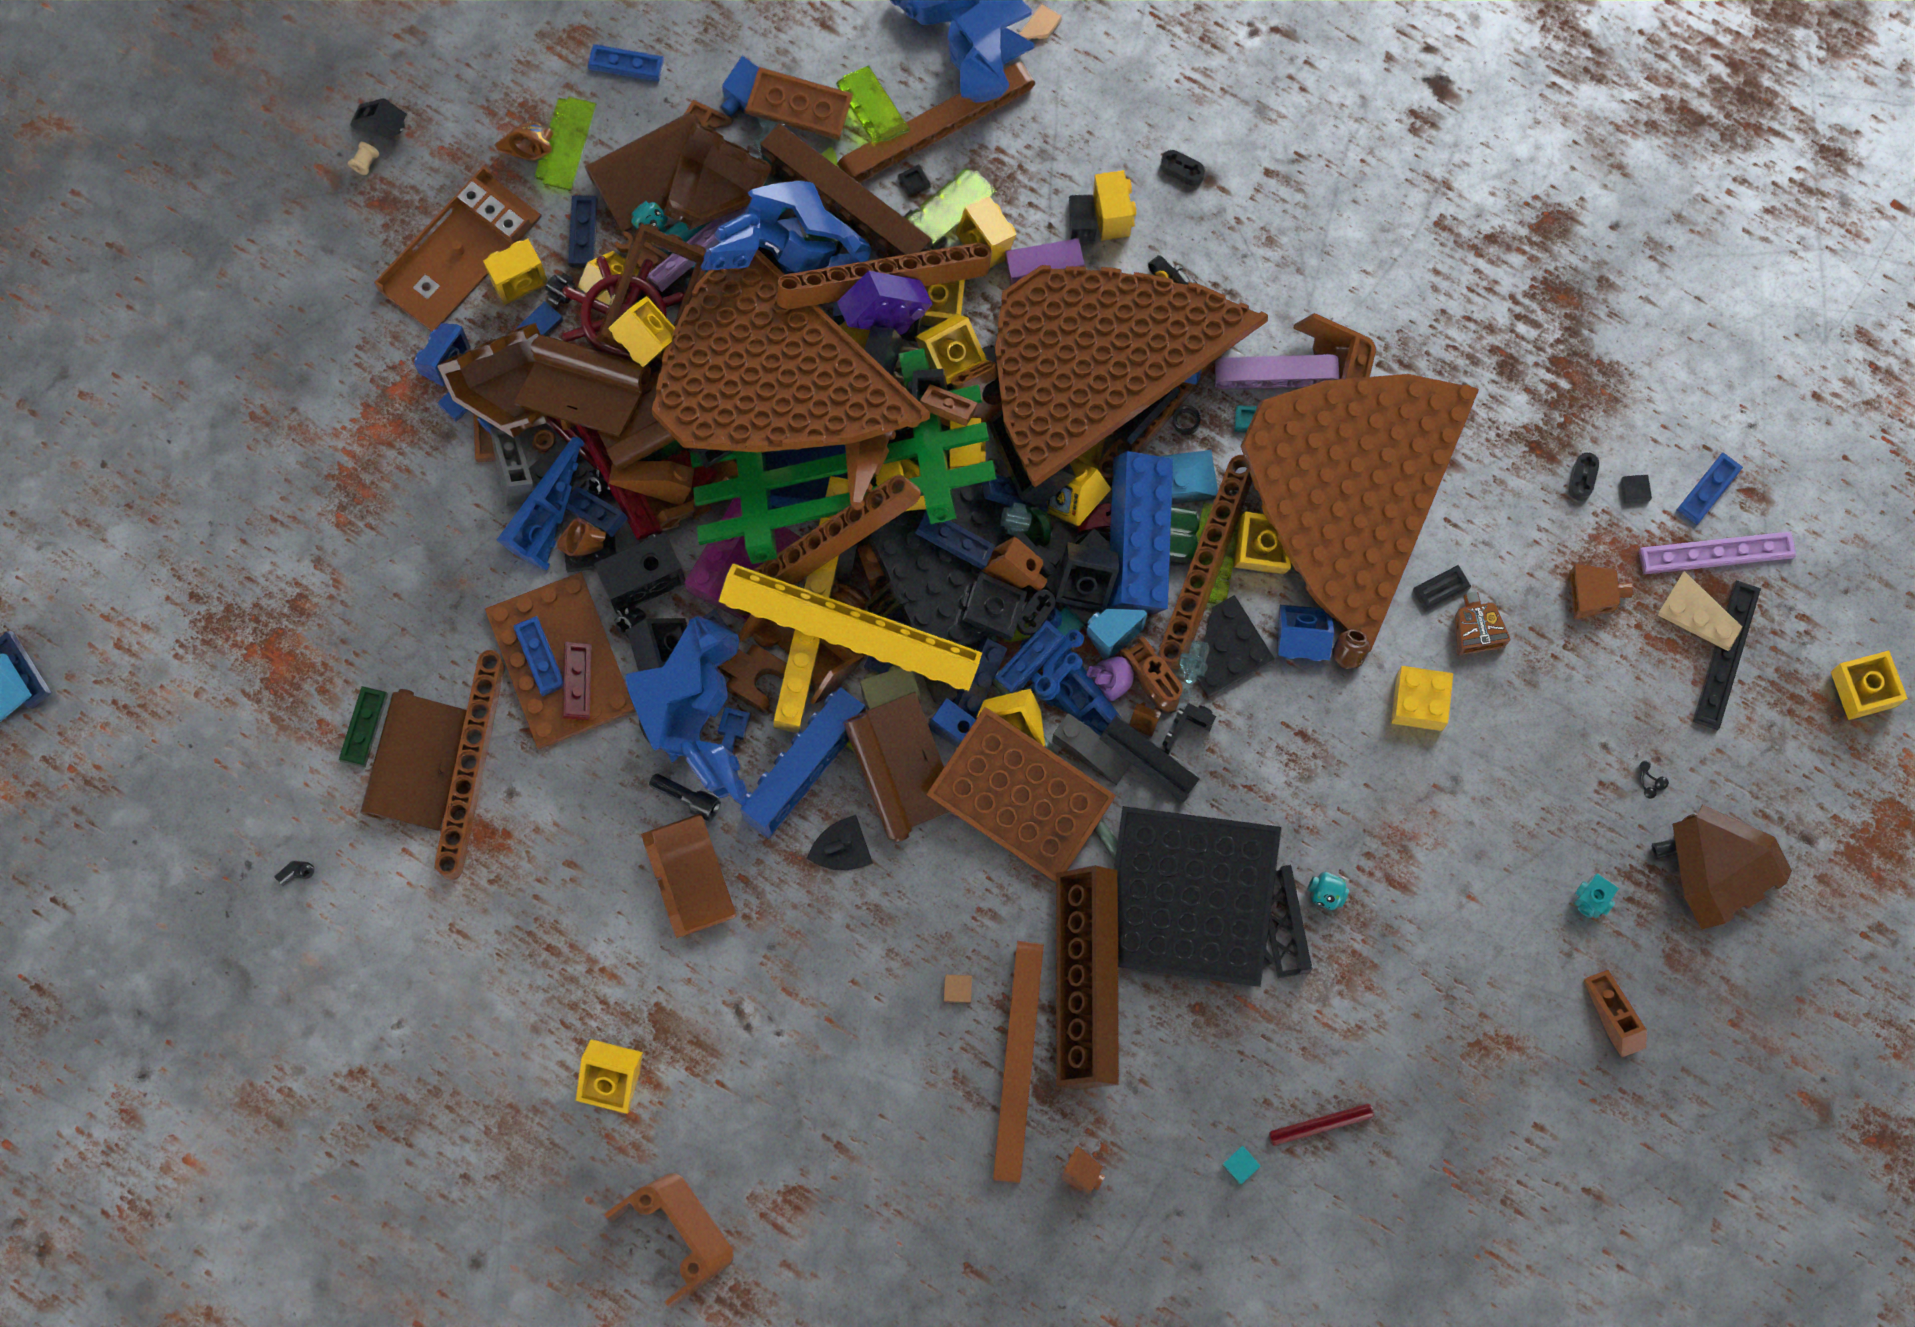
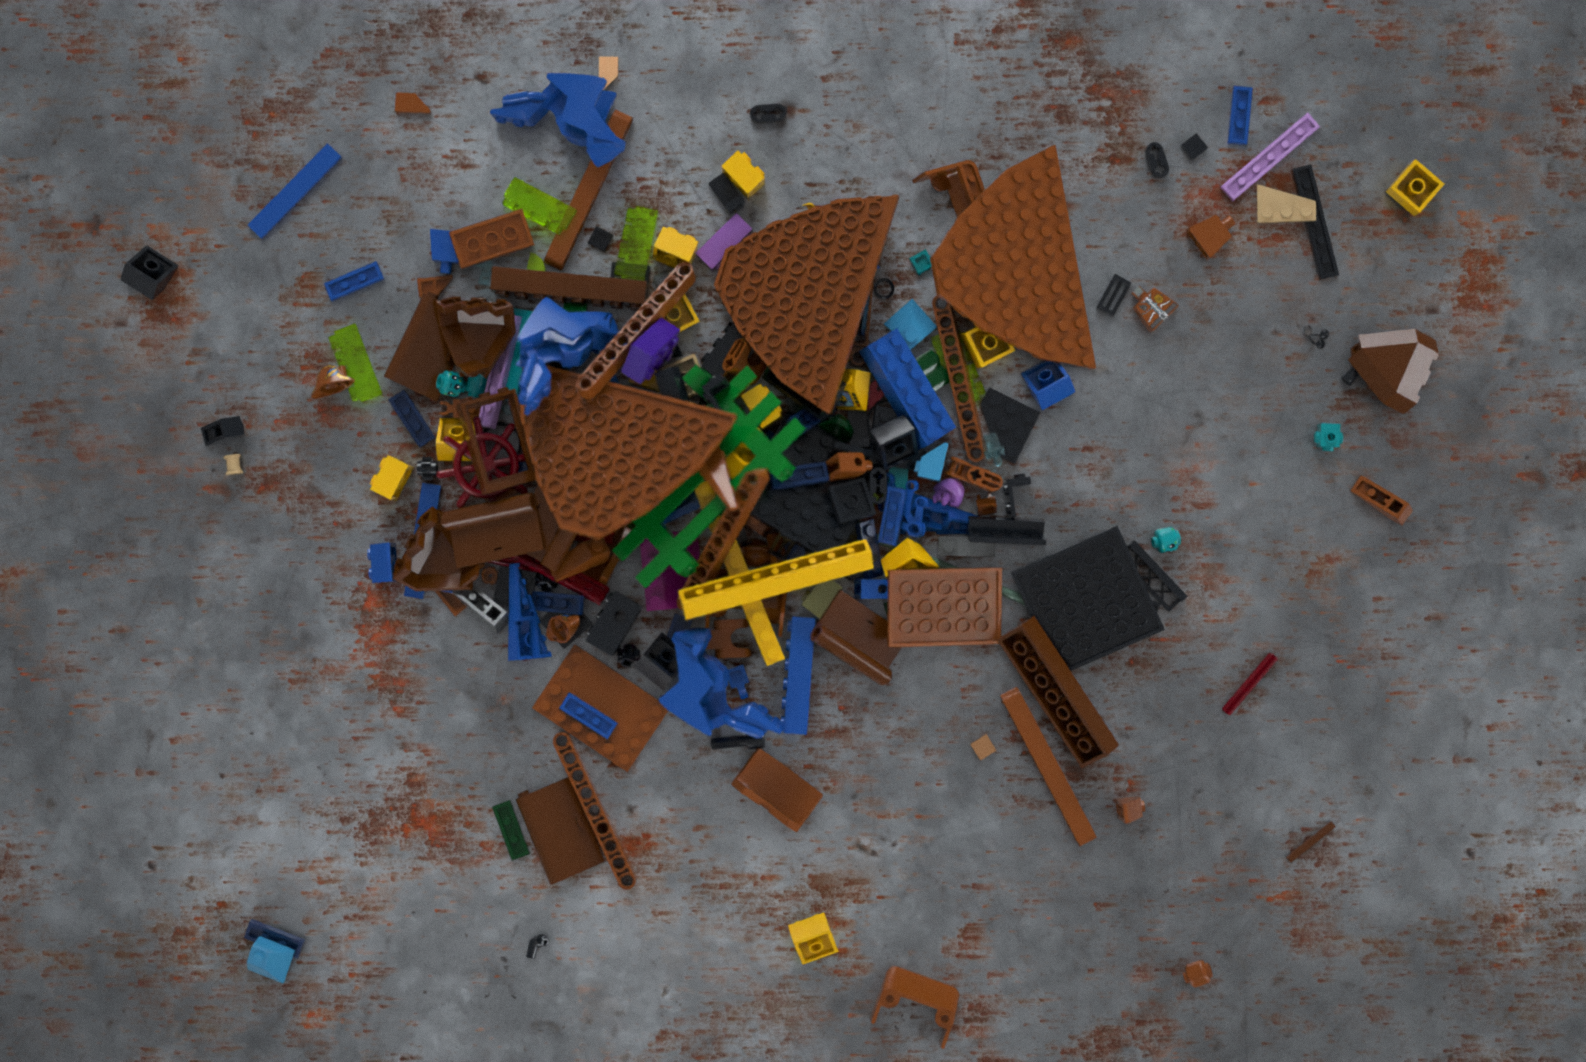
camera: 30 degrees left, 15 degrees up
(456, 249) = (341, 485): dark orange piece -> none
(576, 681) = (623, 716): dark red tile -> none
(643, 331) = (513, 473): yellow slope -> none
(841, 846) = (854, 707): black shield -> none
(948, 405) = (739, 395): dark orange plate -> none
(951, 346) = (707, 345): yellow slope -> none
(1016, 519) = (825, 434): clear light blue gear -> none
(1176, 273) = (814, 195): black connector -> none
(1241, 1165) = (1218, 739): teal tile -> none
(1275, 371) = (923, 218): lavender beam -> none
(1351, 649) = (1084, 376): reddish brown head -> none
(1422, 698) = (1147, 378): yellow brick -> none

